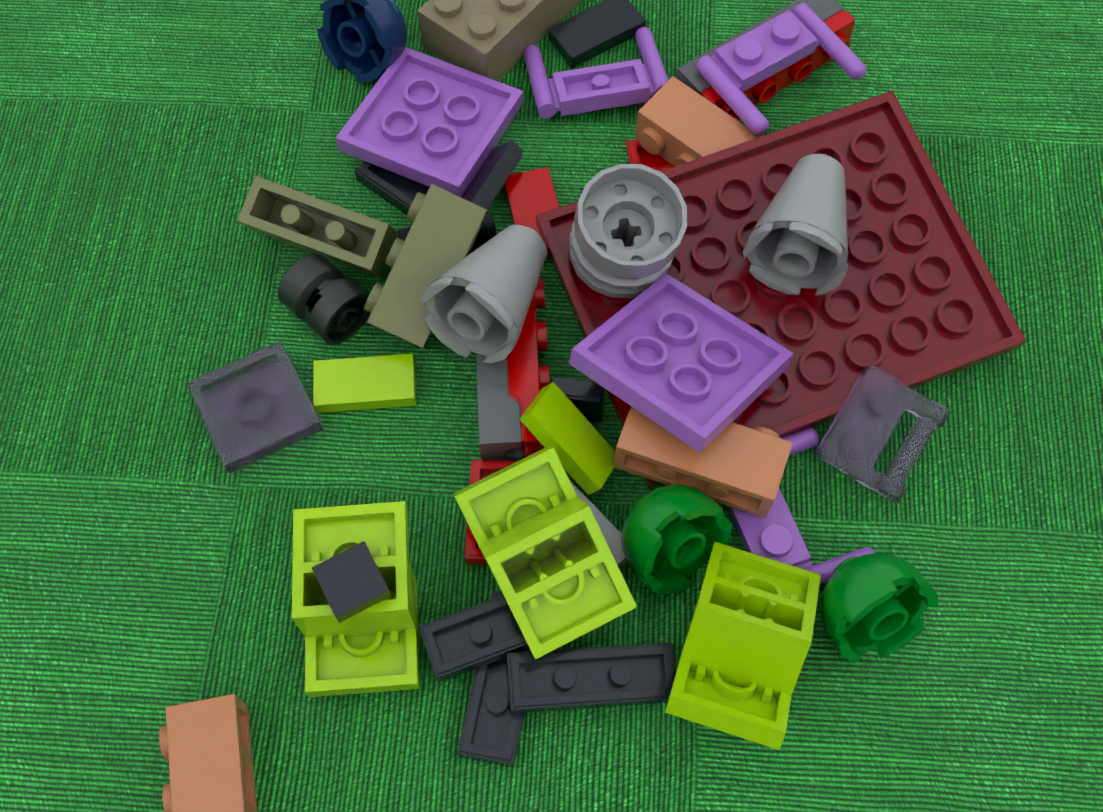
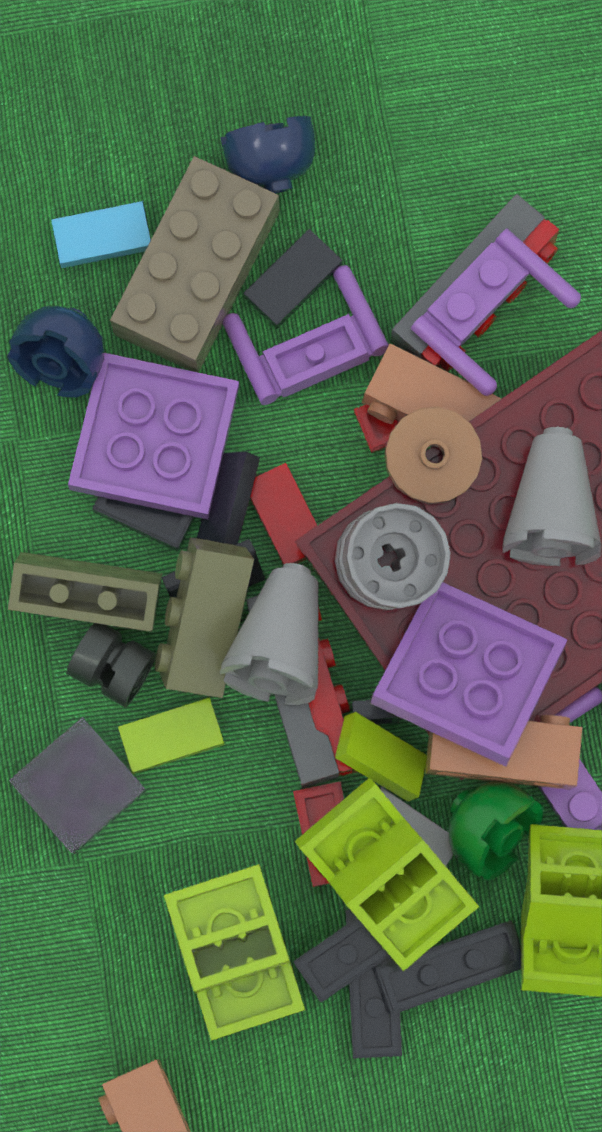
camera: 15 degrees left, 15 degrees up
(351, 581) = (237, 950): black tile -> none
(703, 183) = (426, 480): none -> medium nougat plate

